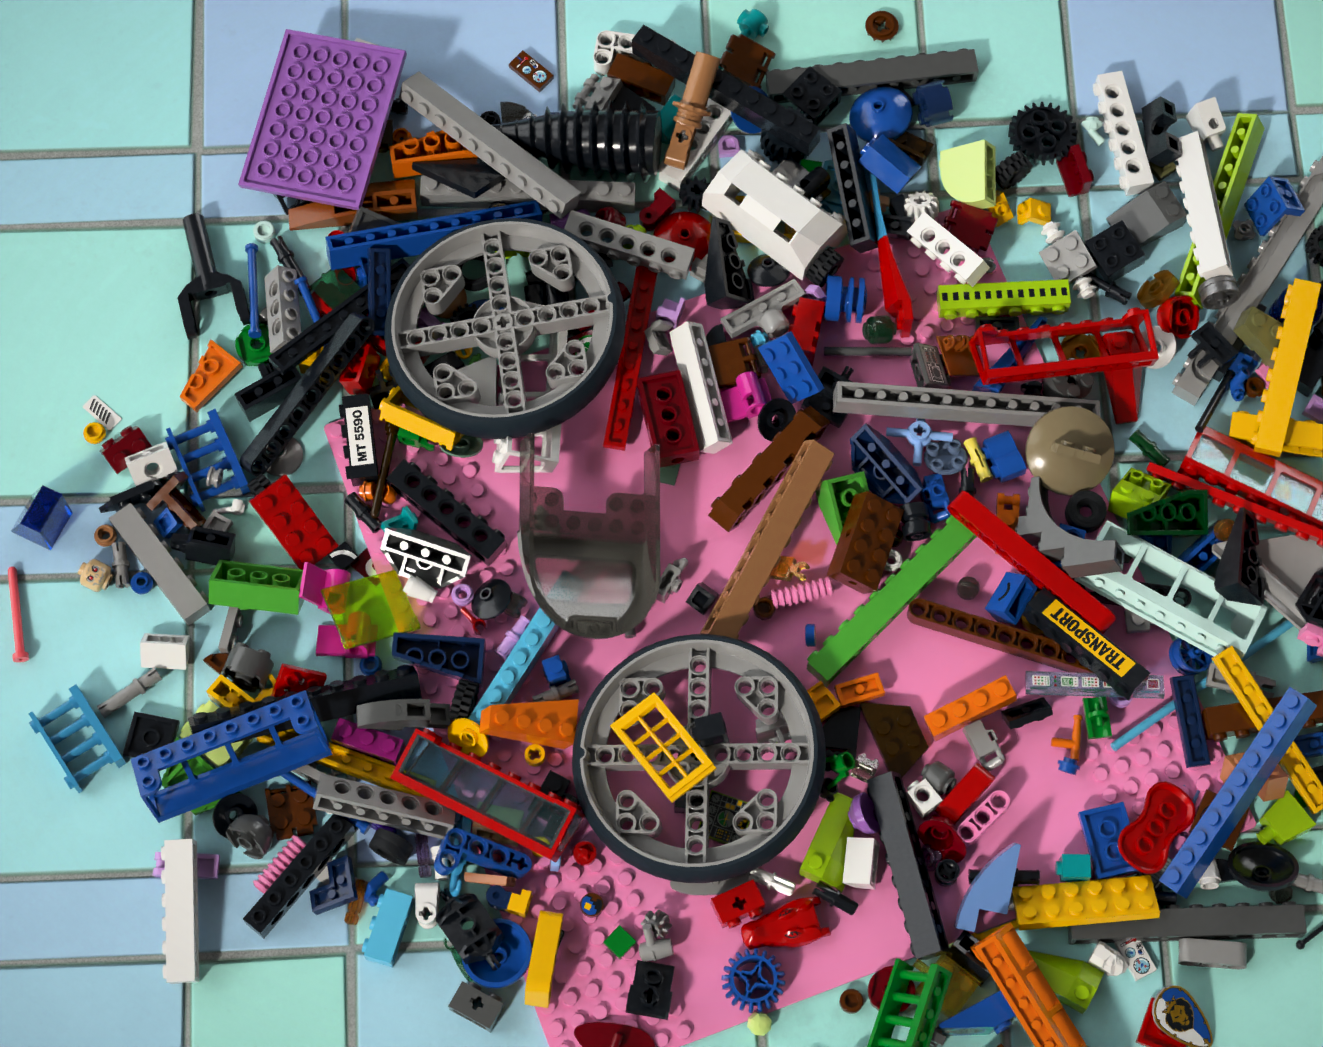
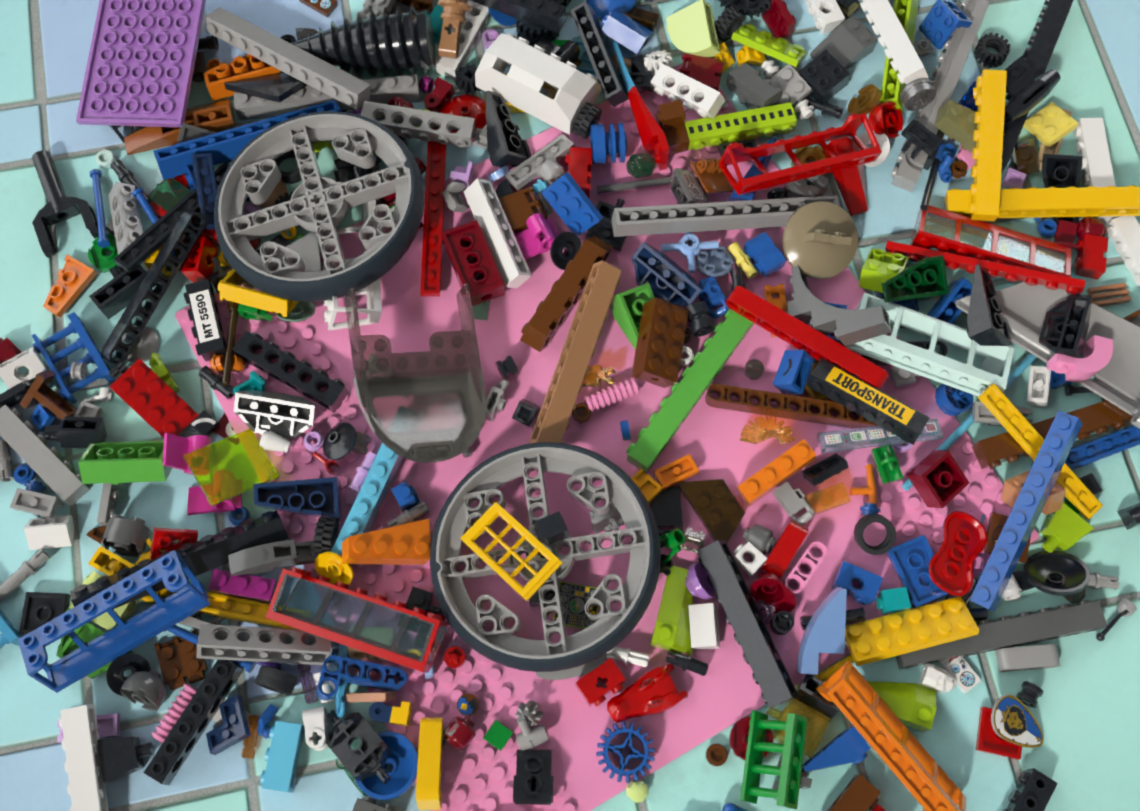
camera: 10 degrees left, 0 degrees up
(153, 599) = (35, 486): none -> blue plate
(154, 617) = (35, 503): none -> light grey panel
(220, 900) = (122, 756): none -> black torso
(304, 489) = (162, 371): none -> lime piece
(533, 748) = (395, 568): yellow bush -> none
(579, 931) = (460, 732): none -> dark red head
(644, 193) = (426, 84): none -> magenta plate
(688, 544) = (506, 367): none -> black wheel
(713, 316) = (498, 173): none -> light blue tile
(766, 271) = (538, 132): black dish -> none
(815, 292) = (582, 141): lavender tile -> none
(922, 287) = (671, 120): none -> reddish brown brick
(967, 659) = (766, 429): none -> clear yellow hair
(1023, 746) = (828, 498): none -> clear yellow plate
(1026, 255) = (751, 88): none -> dark grey wedge
(1051, 843) = (868, 582): none -> blue brick
(1057, 203) = (767, 44): none -> lime plate
(1072, 809) = (882, 548): none -> black tyre
(1086, 499) = (845, 280): black tyre -> none
(1149, 448) = (882, 231): dark green pin -> none
(1150, 742) = (938, 478): none -> dark red brick
(1190, 721) = (966, 454): dark blue tile -> none
(1206, 992) = (1029, 694): none -> black wheel
(1223, 529) = (963, 286): clear orange tile -> none
(1291, 657) = (1038, 386): none -> white brick

